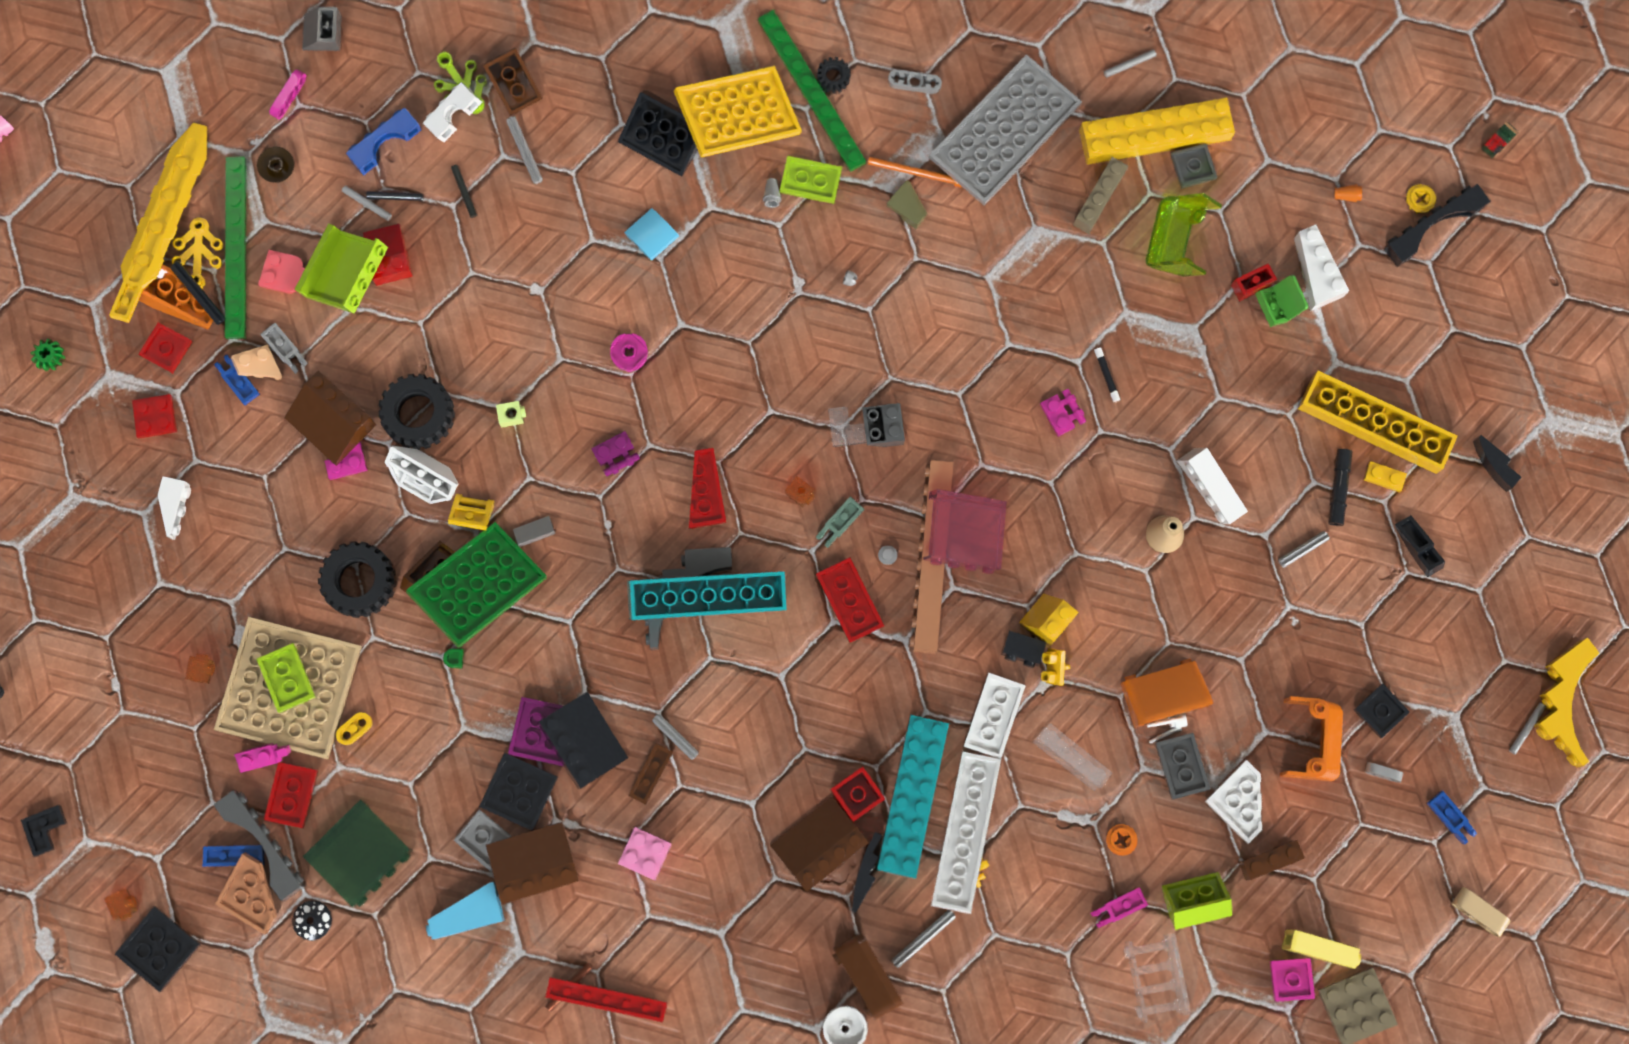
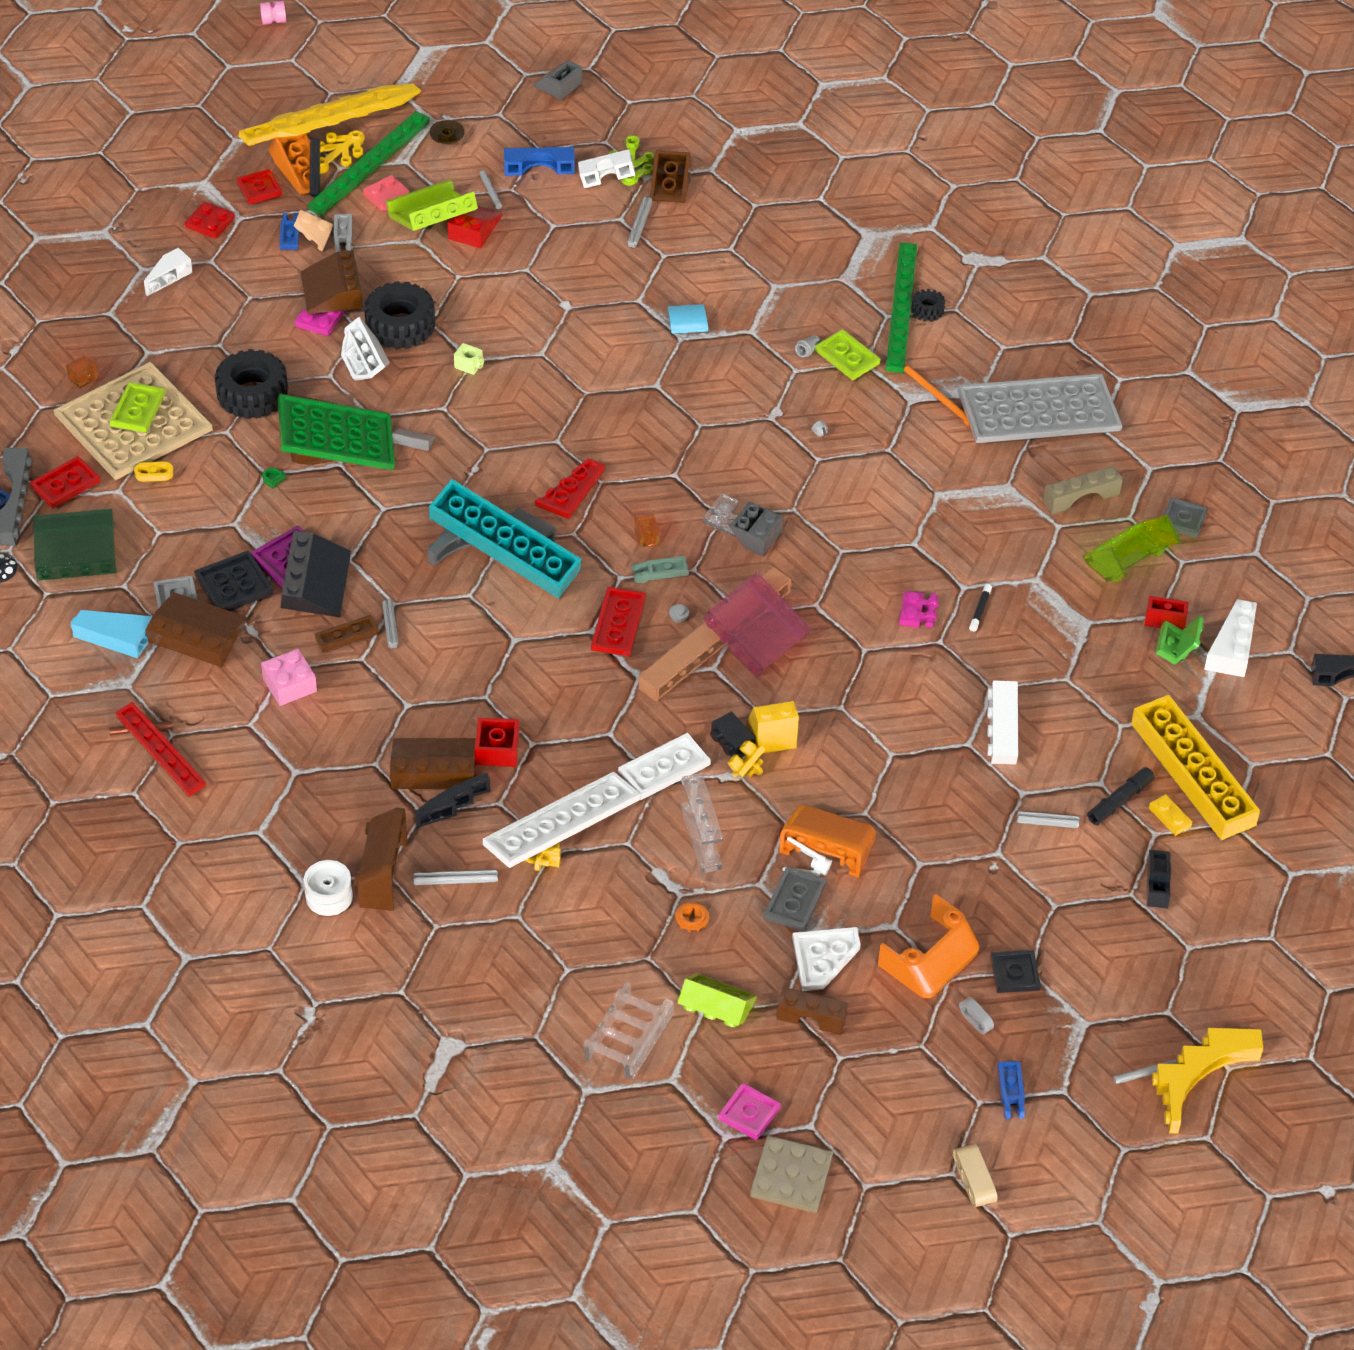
camera: 40 degrees right, 30 degrees down
(45, 349) = (174, 145): green gear -> none
(260, 756) = (69, 445): dark pink hinge -> none
(287, 94) = (485, 103): dark pink beam -> none
(395, 196) = (515, 196): black bar -> none
(464, 192) = (564, 233): pearl dark grey bar -> none
(470, 516) = (377, 396): yellow plate -> none
(612, 449) = (525, 428): magenta plate -> none
(629, 341) = (605, 381): dark pink plate -> none
(659, 133) = (757, 266): black slope -> none
(737, 111) = (826, 277): yellow plate -> none
(908, 205) = (912, 411): olive slope -> none
(912, 796) = (540, 774): teal brick -> none
(928, 77) = (1002, 350): light grey beam -> none
(1121, 907) = (644, 961): dark pink hinge -> none
(1130, 63) = (1188, 428): light grey bar -> none
(1156, 131) = (1172, 476): yellow brick -> none
(1165, 534) = (932, 730): tan cone -> none
(1321, 948) = (796, 1100): light yellow slope -> none
(1349, 193) = (1312, 609): orange cone -> none
(1496, 463) = (1285, 864): black slope -> none

